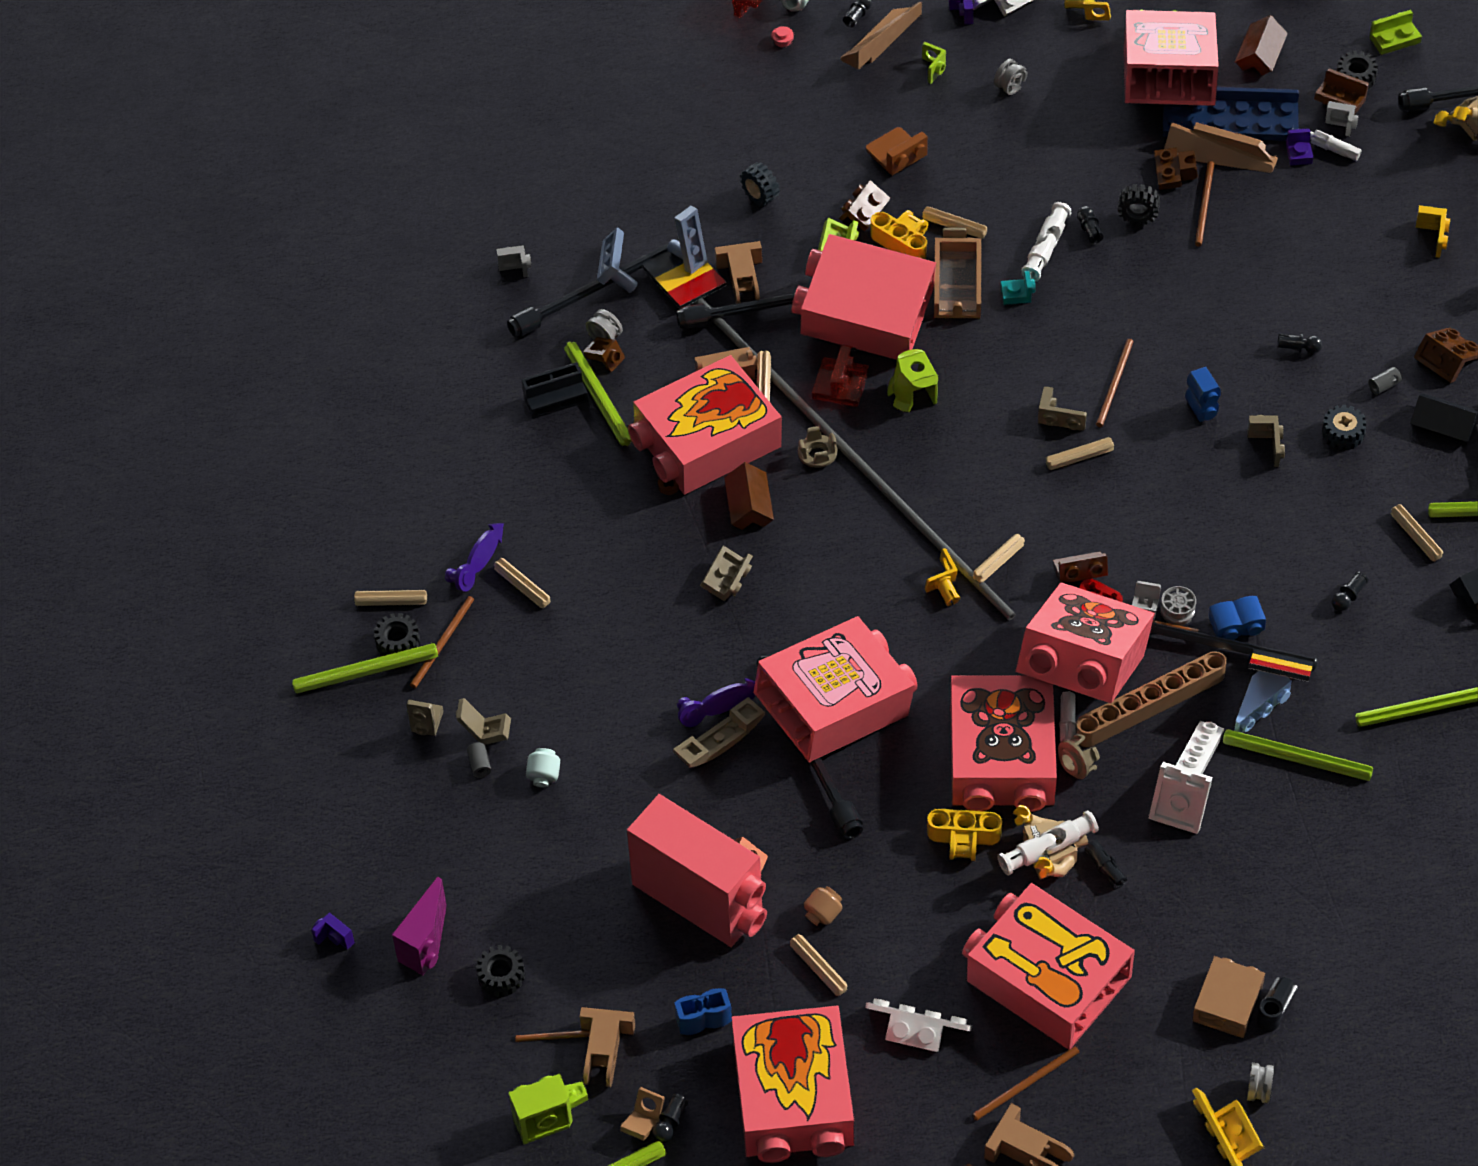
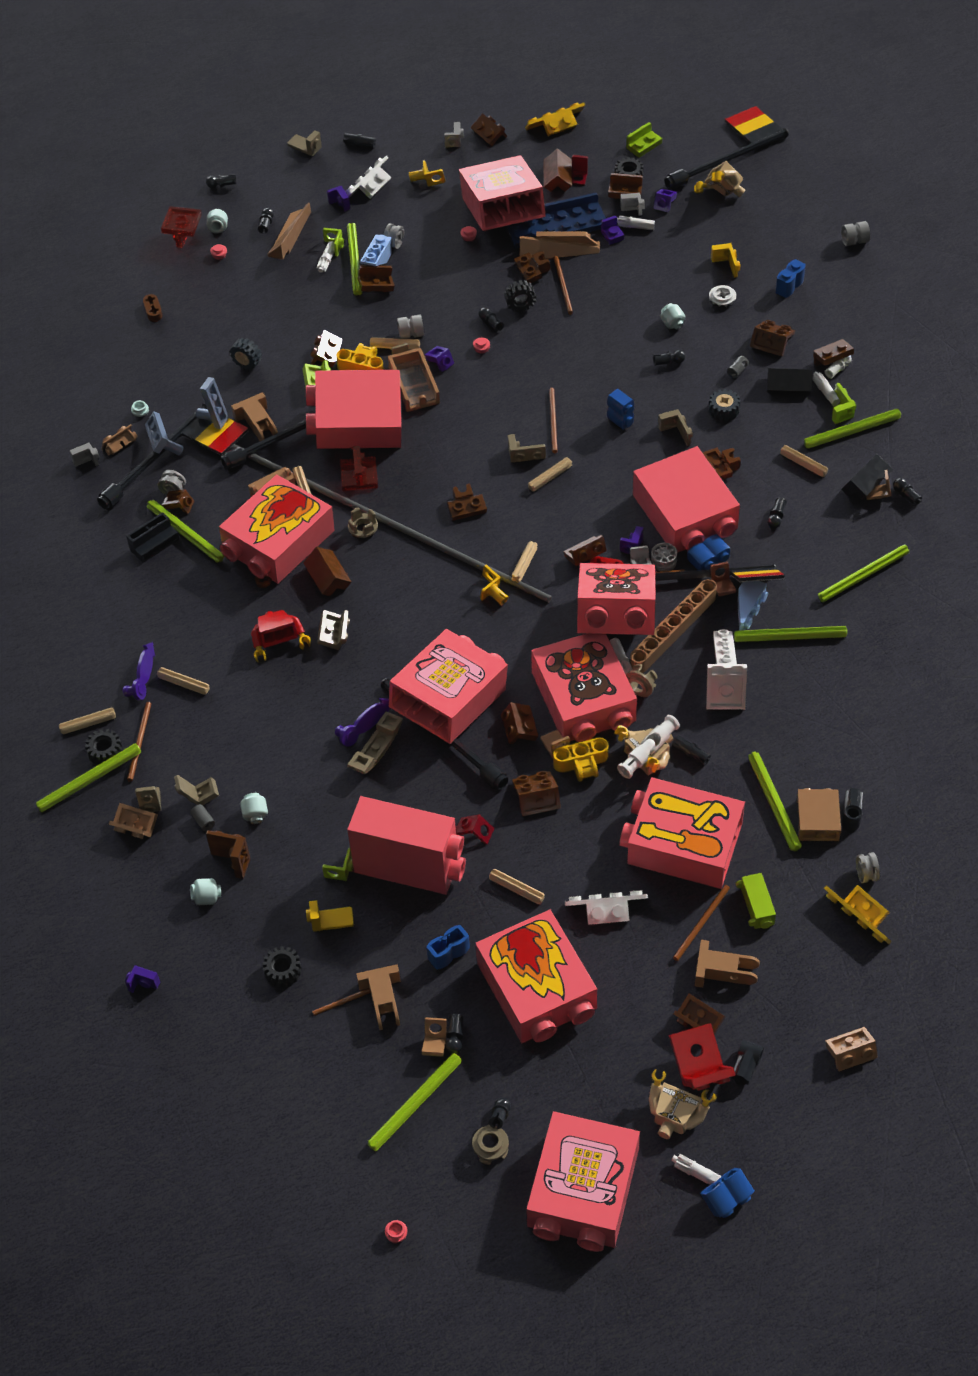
camera: 20 degrees left, 0 degrees up
(397, 738) = (135, 820): none -> medium nougat bracket
(420, 933) = (210, 961): magenta slope -> none
(446, 851) = (205, 891): none -> light aqua head
(498, 811) = (231, 847): none -> reddish brown bracket
(545, 1107) = (358, 1056): lime hinge -> none
(554, 253) = (123, 435): none -> medium nougat hinge
(578, 930) = (329, 918): none -> yellow bracket
(604, 218) = (139, 408): none -> light aqua plate
(617, 880) = (342, 872): none -> lime bracket
(656, 551) = (275, 629): none -> red torso
(667, 89) = (153, 307): none -> reddish brown beam
(794, 871) = (473, 824): none -> dark red bracket
(823, 906) = (503, 842): medium nougat head -> none
(890, 857) = (537, 793): none -> reddish brown bracket
(898, 149) = (333, 305): dark orange bracket -> none
(906, 380) = (408, 457): lime piece -> none
(906, 762) = (519, 722): none -> reddish brown bracket
(914, 82) = (326, 257): none -> white piece
(939, 798) = (554, 740): none -> medium nougat bracket
(949, 94) = (354, 257): none -> lime axle
(957, 461) = (466, 504): none -> reddish brown plate
(964, 128) = (375, 278): none -> reddish brown bracket
(980, 94) = (378, 251): none -> light blue slope
(981, 206) = (410, 327): none -> light grey wheel
(1004, 257) = (440, 356): none -> dark purple bracket
(1018, 290) = (459, 376): teal bracket -> none
(1047, 240) = (465, 338): white piece -> none
(1064, 256) = (481, 345): none -> coral plate
(1104, 1079) = (757, 901): none -> lime brick
(1110, 99) = (468, 233): none -> coral plate
(1150, 572) = (634, 540): none -> dark purple bracket
(1182, 962) = (774, 801): none -> lime axle
(1235, 539) = (686, 499): none -> coral brick
(1238, 662) = (723, 582): none -> copper bracket
(1292, 49) = (579, 168): none -> dark red bracket
(1306, 505) = (723, 463): none -> reddish brown plate
(1327, 287) = (672, 316): none -> light aqua head
(1386, 122) = (663, 199): none -> dark purple bracket
(1416, 274) = (726, 291): none -> white gear

